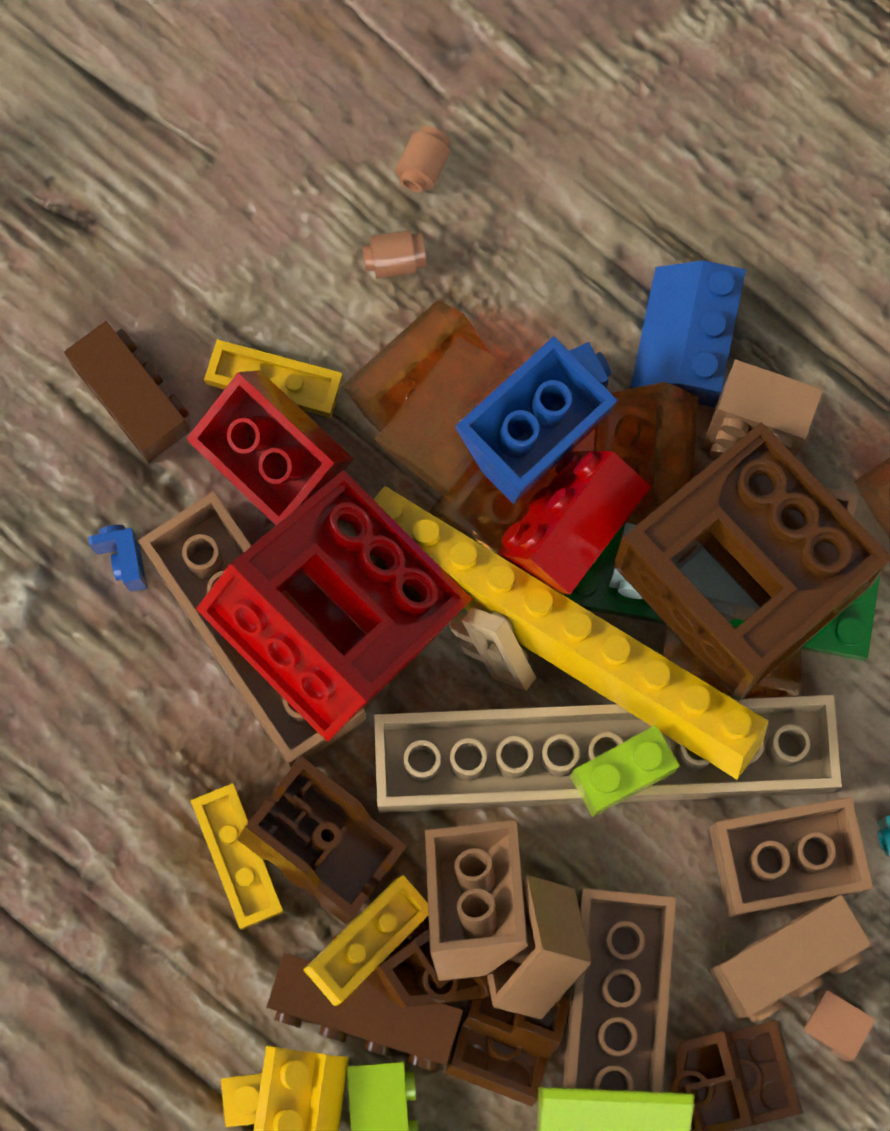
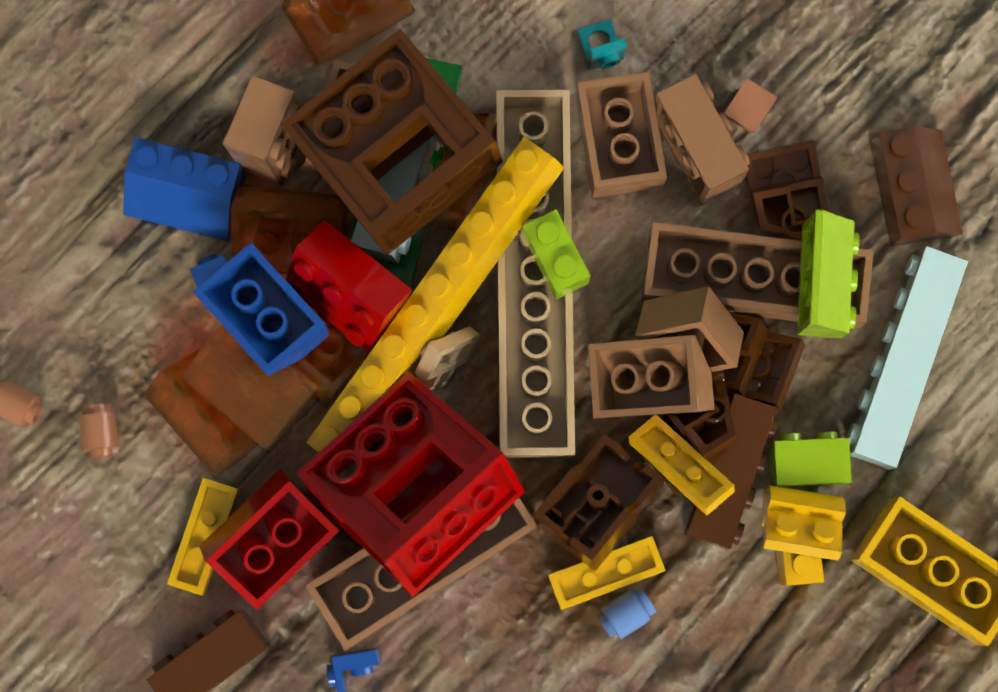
camera: 85 degrees left, 5 degrees up
(187, 882) = (626, 613): none -> medium blue brick

